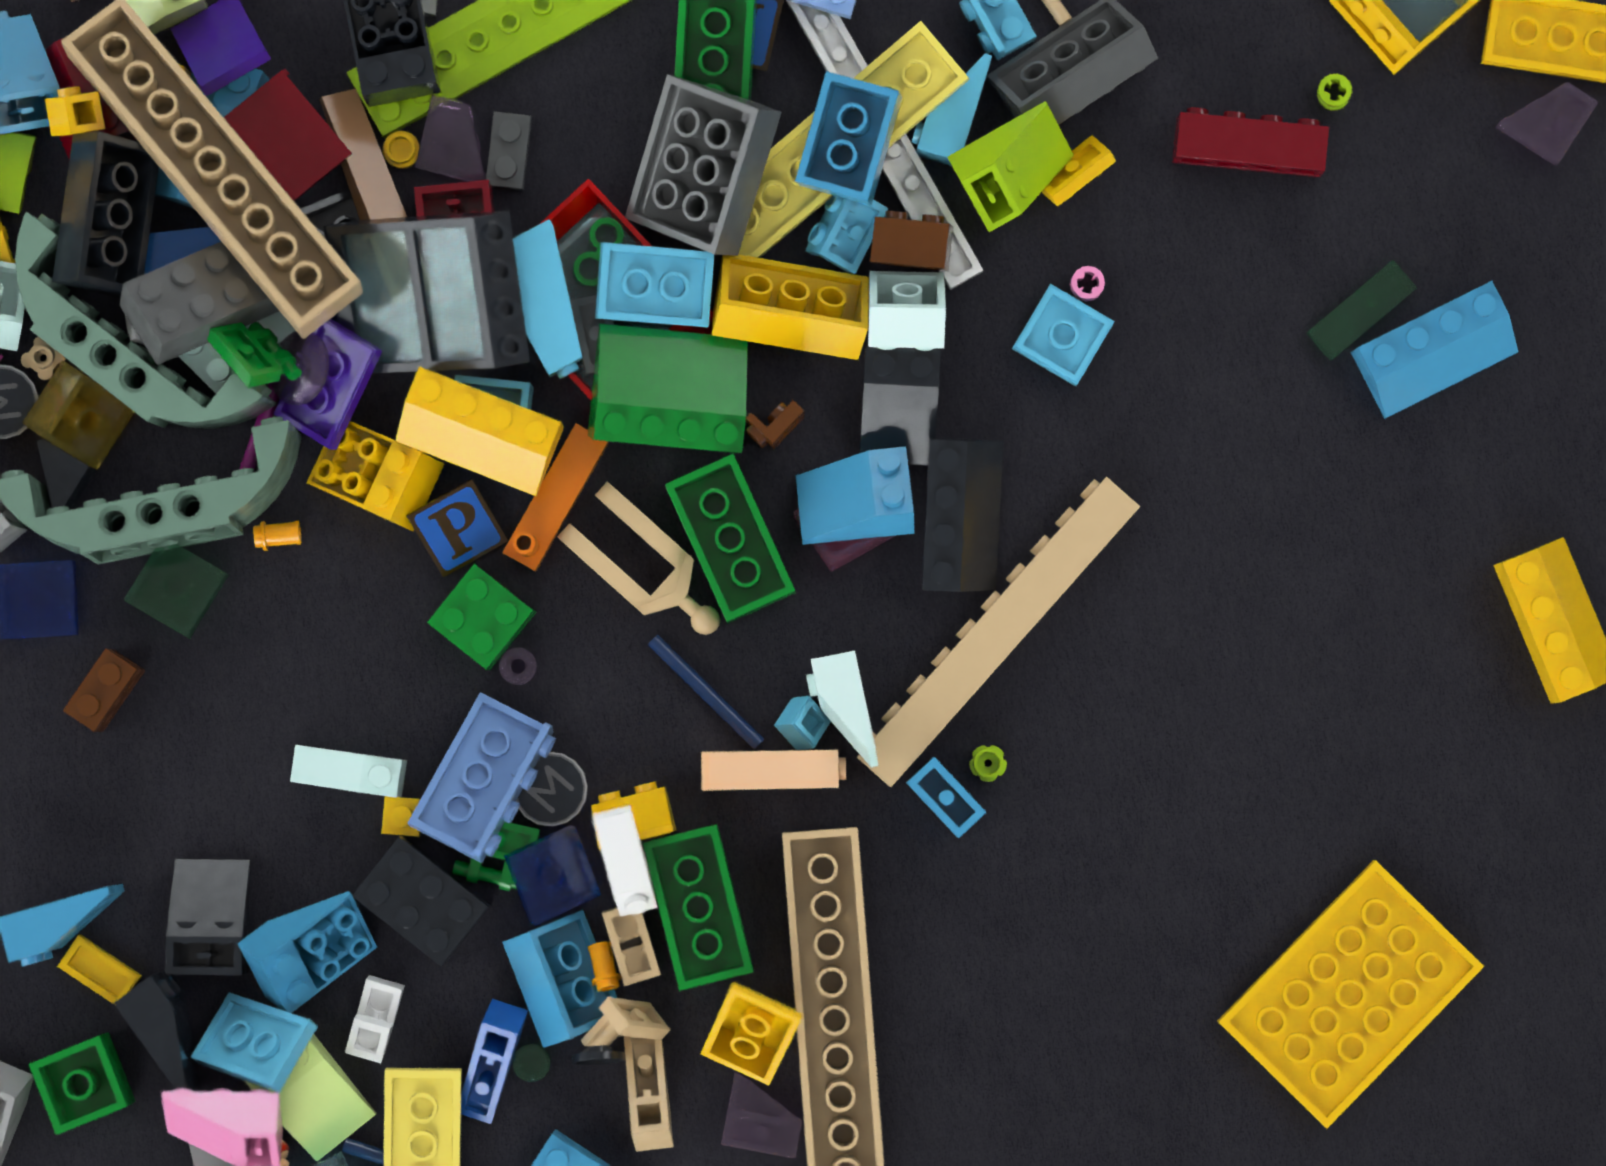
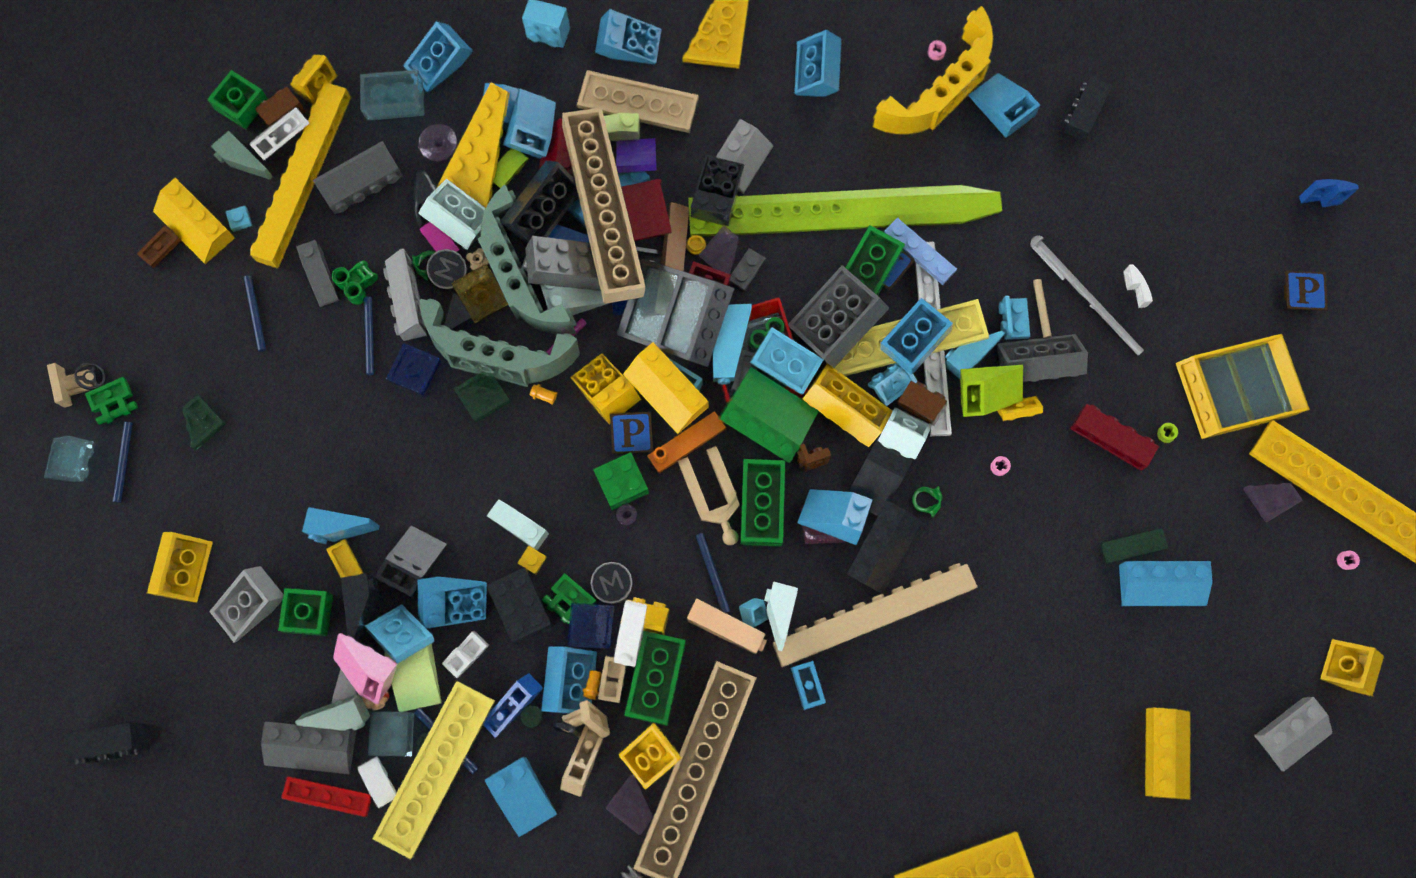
camera: 25 degrees right, 10 degrees down
(74, 112) = (551, 150): yellow brick -> none
(104, 690) = (421, 426): reddish brown brick -> none
(253, 353) = (576, 300): green plate -> none
(313, 362) = (595, 320): clear purple dish -> none
(350, 369) = (605, 333): dark purple tile -> none
(482, 778) = (580, 559): medium blue bracket -> none
(997, 767) = (837, 674): lime plate -> none
(1001, 381) = (934, 493): none -> green piece
(1063, 335) = (976, 485): medium azure plate -> none

